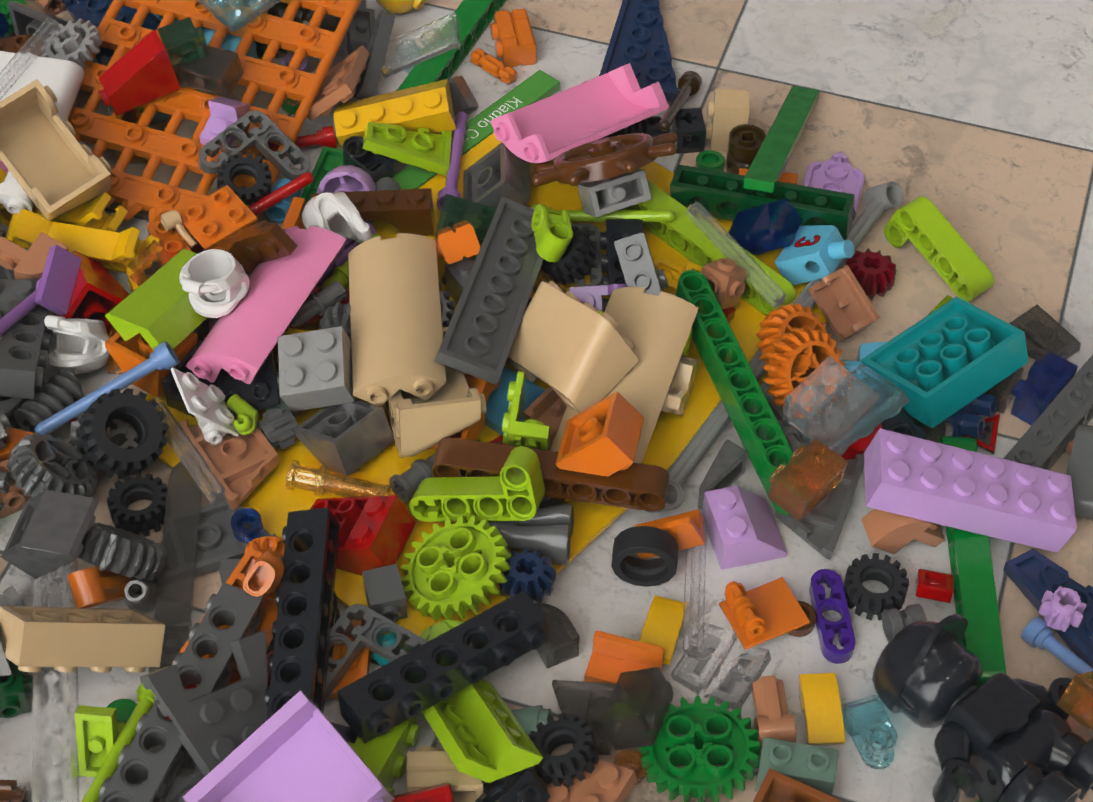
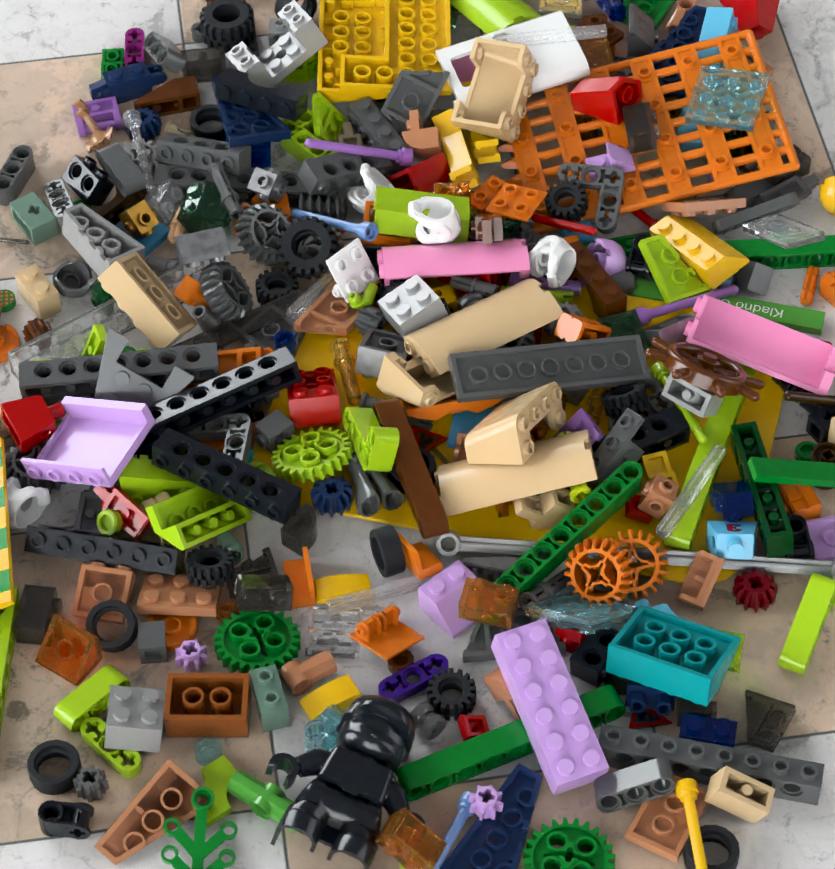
camera: 65 degrees right, 0 degrees up
(58, 280) = (405, 155): medium lavender tile -> none
(74, 42) = (607, 52): light grey gear -> none
(173, 220) = (497, 182): tan hand -> none
(182, 41) = (636, 98): clear green brick -> none
(264, 574) = (232, 357): orange piece -> none
(528, 433) = (443, 428): lime bracket -> none
(551, 232) = (626, 373): lime piece -> none
(601, 438) = (442, 474): orange slope -> none
(828, 402) = (568, 588): clear slope -> none

